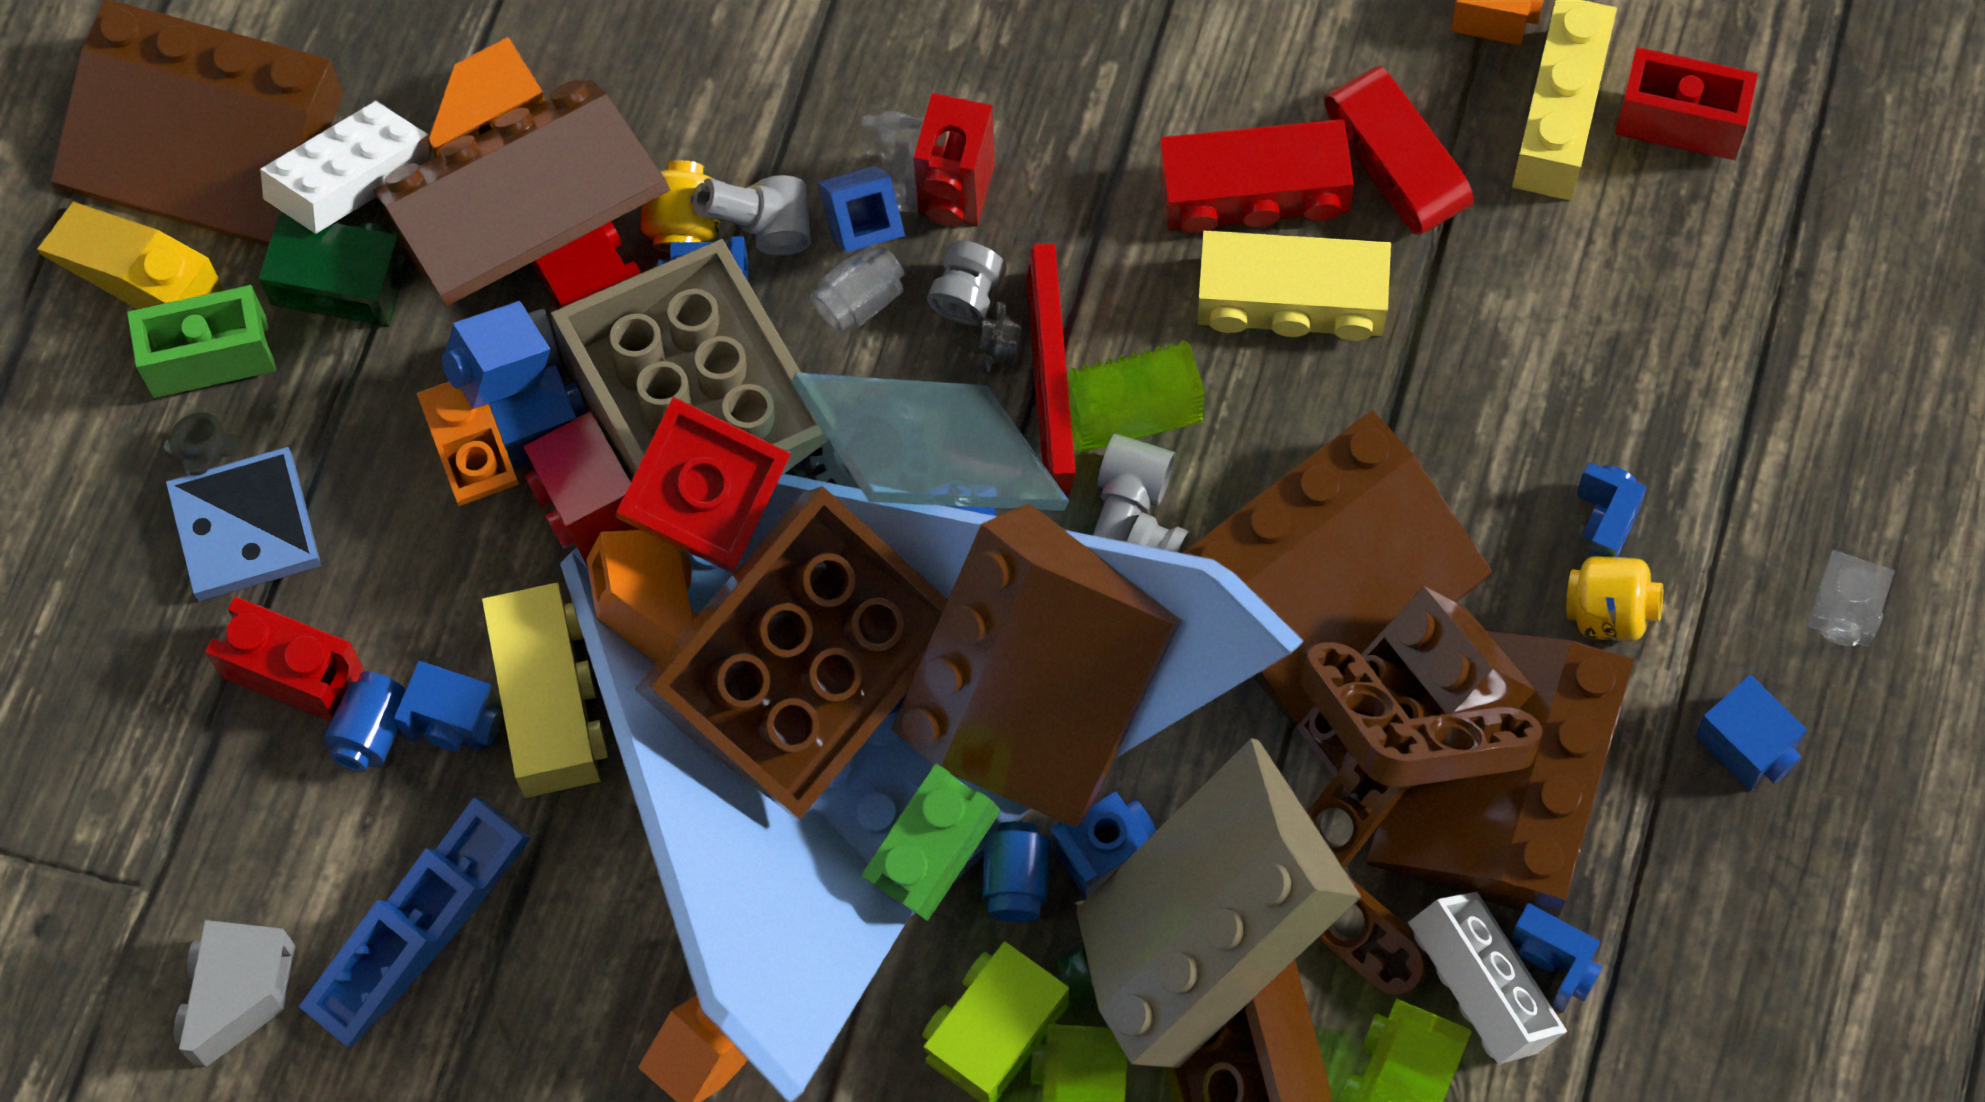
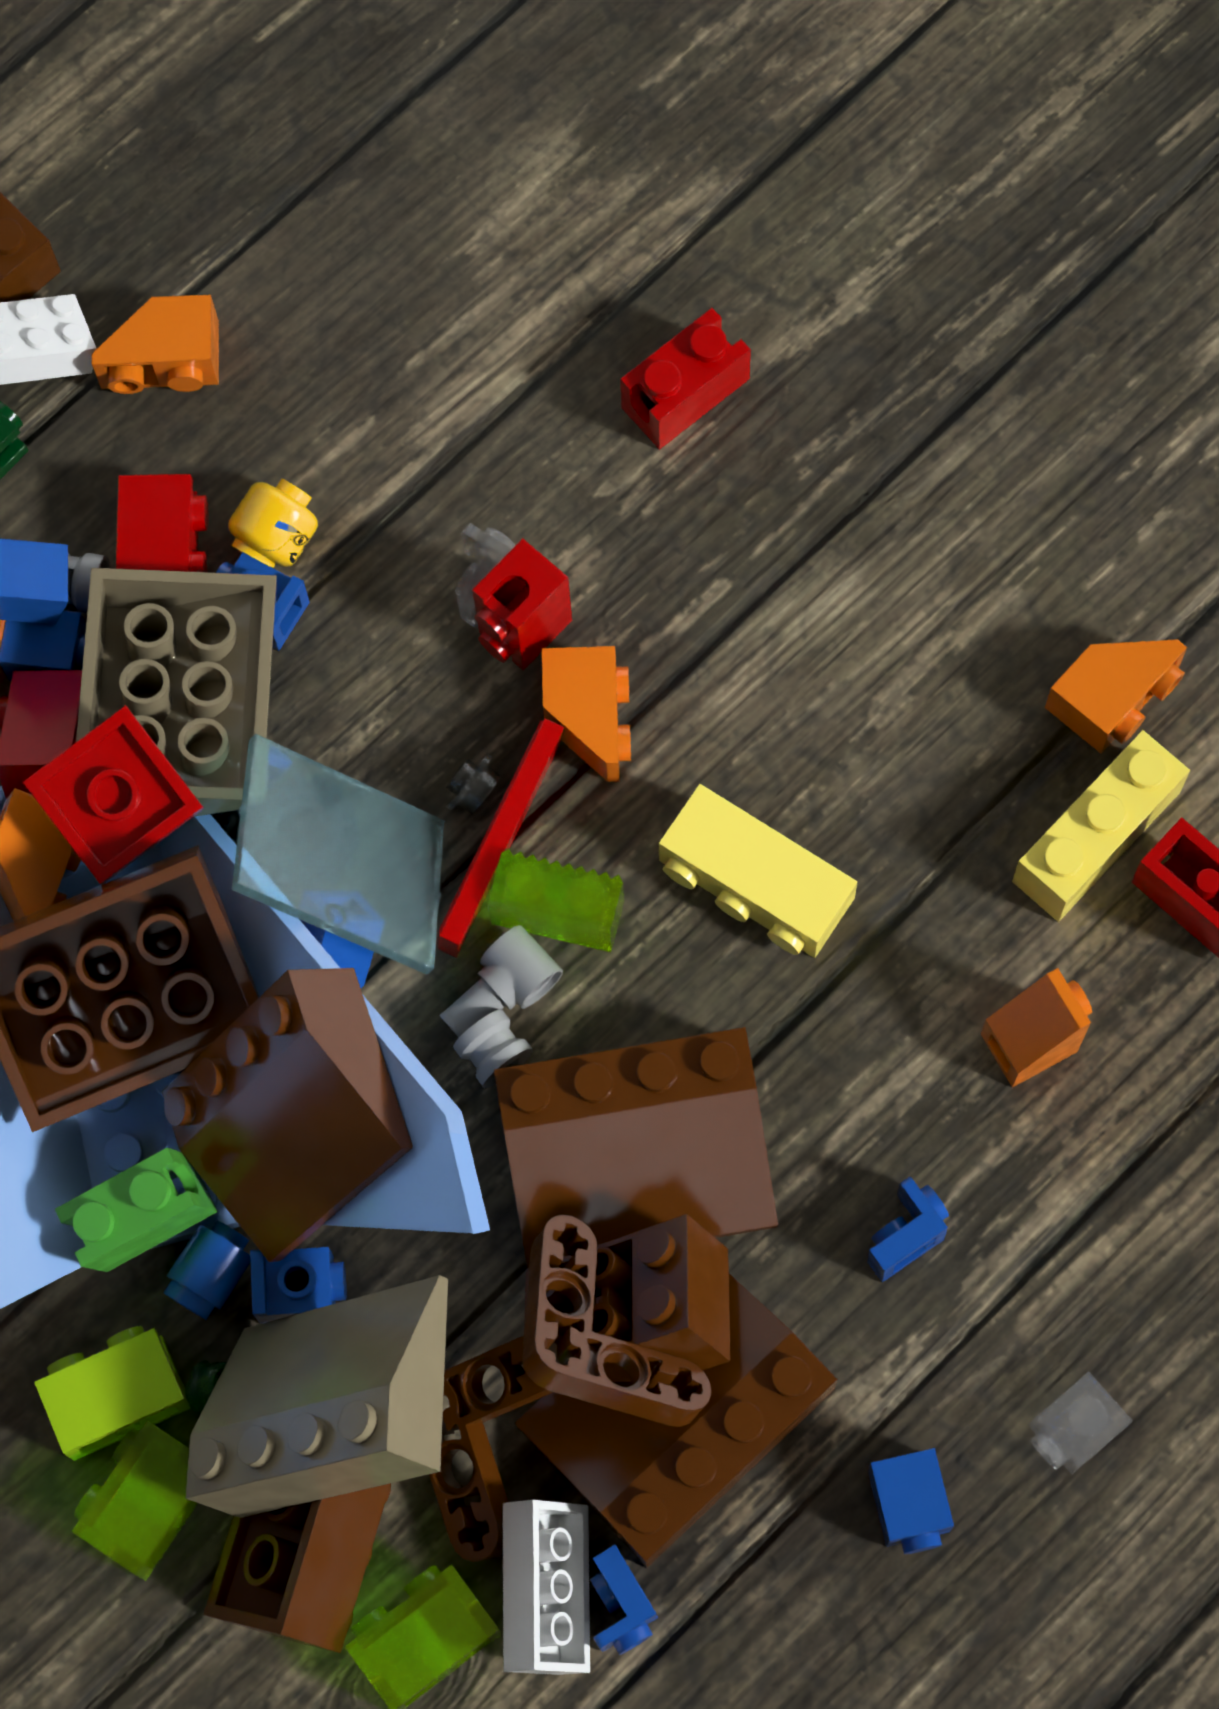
camera: 30 degrees right, 5 degrees up
(518, 190) = (133, 442): reddish brown slope -> none
(770, 209) = (346, 566): light grey pin -> none
(858, 288) = (381, 675): clear brick -> none
(861, 208) = (419, 606): blue brick -> none
(966, 283) = (475, 720): light grey wheel -> none
(1056, 207) = (583, 696): none -> orange slope
(1256, 175) = (782, 754): red brick -> none
(1399, 150) = (924, 796): red beam -> none
(1613, 598) = (864, 1309): yellow head -> none
(1618, 284) = (1038, 1027): none -> orange slope

